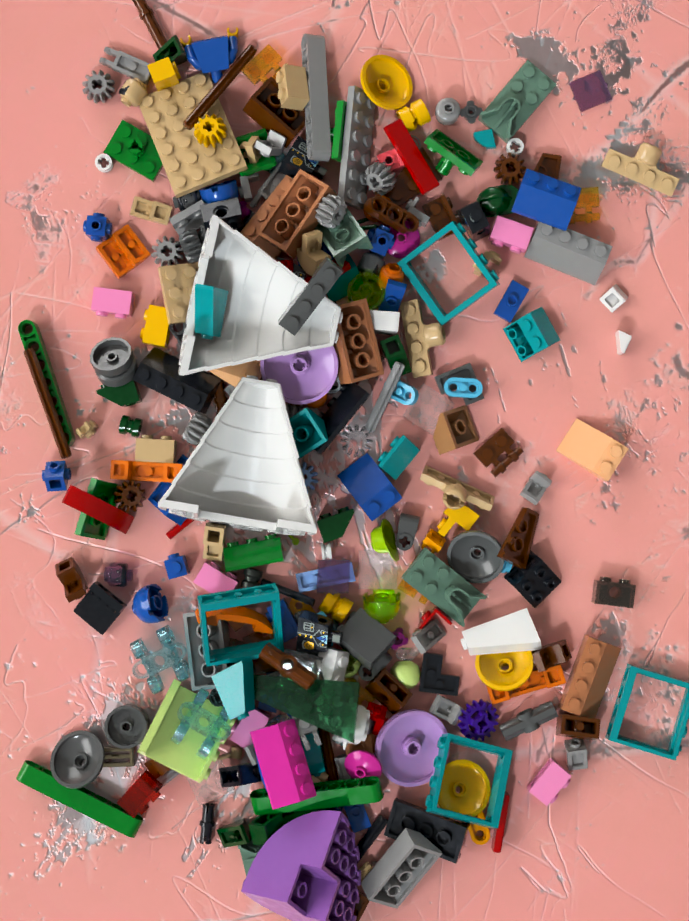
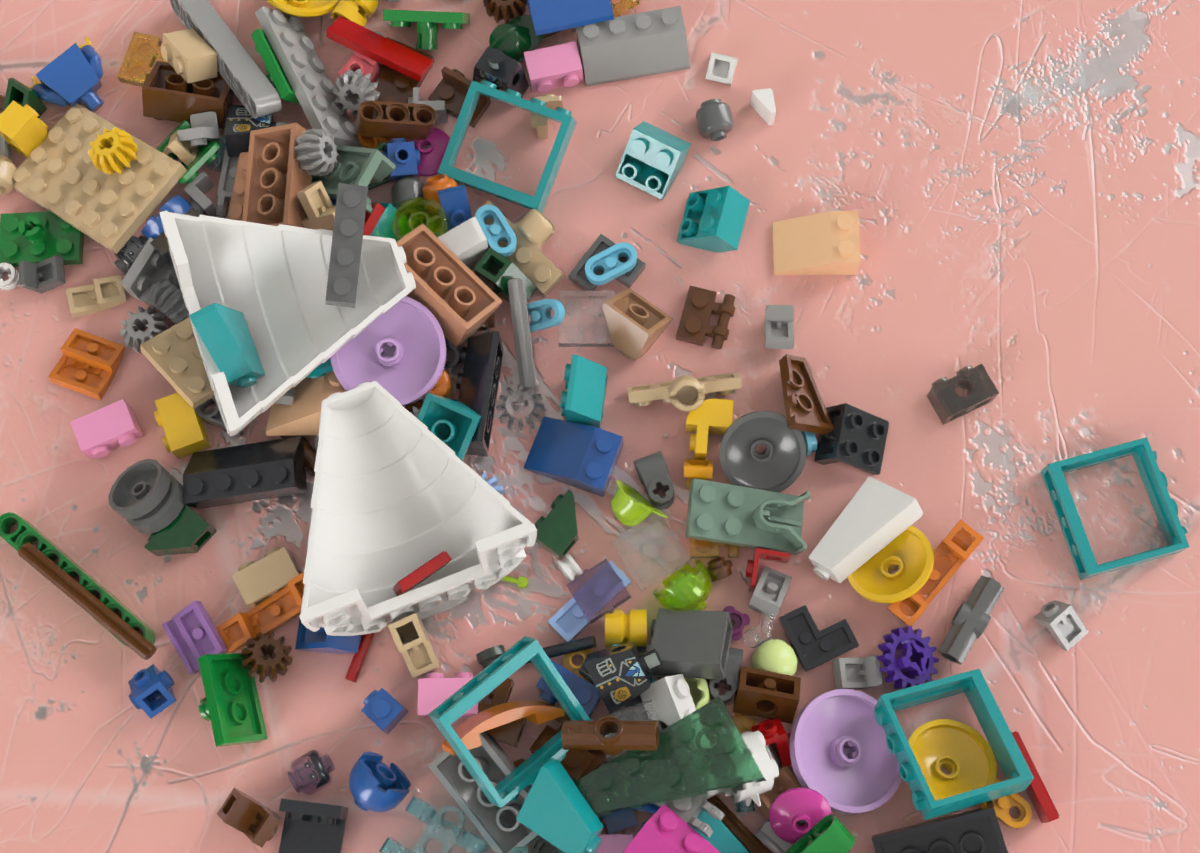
camera: 30 degrees left, 15 degrees down
(87, 430) = (160, 606): tan plate -> none
(96, 458) = (194, 635): none -> medium lavender plate
(97, 509) = (231, 694): red slope -> none
(102, 231) = (36, 351): blue brick -> none
(126, 177) = (43, 275): none -> dark grey bracket
(132, 426) = (219, 567): dark green wheel -> none
(196, 428) = (301, 514): light grey gear -> none
(219, 87) = (99, 105): reddish brown axle -> none
(239, 507) = (422, 573): none -> red tile
(253, 553) = (476, 627): green slope -> none
(408, 324) = (498, 231): none -> medium azure plate
(409, 605) = (719, 568): none -> reddish brown plate
(511, 301) = (604, 140): blue plate -> none
(542, 396) = (714, 219): none -> teal slope
(549, 782) = (1054, 681): bright pink brick -> none
(551, 655) = (941, 516): reddish brown brick -> none
(578, 727) = (1039, 584): reddish brown brick -> none
(585, 332) = (714, 119): none -> dark grey head
(589, 677) = (1006, 515): nougat slope -> none

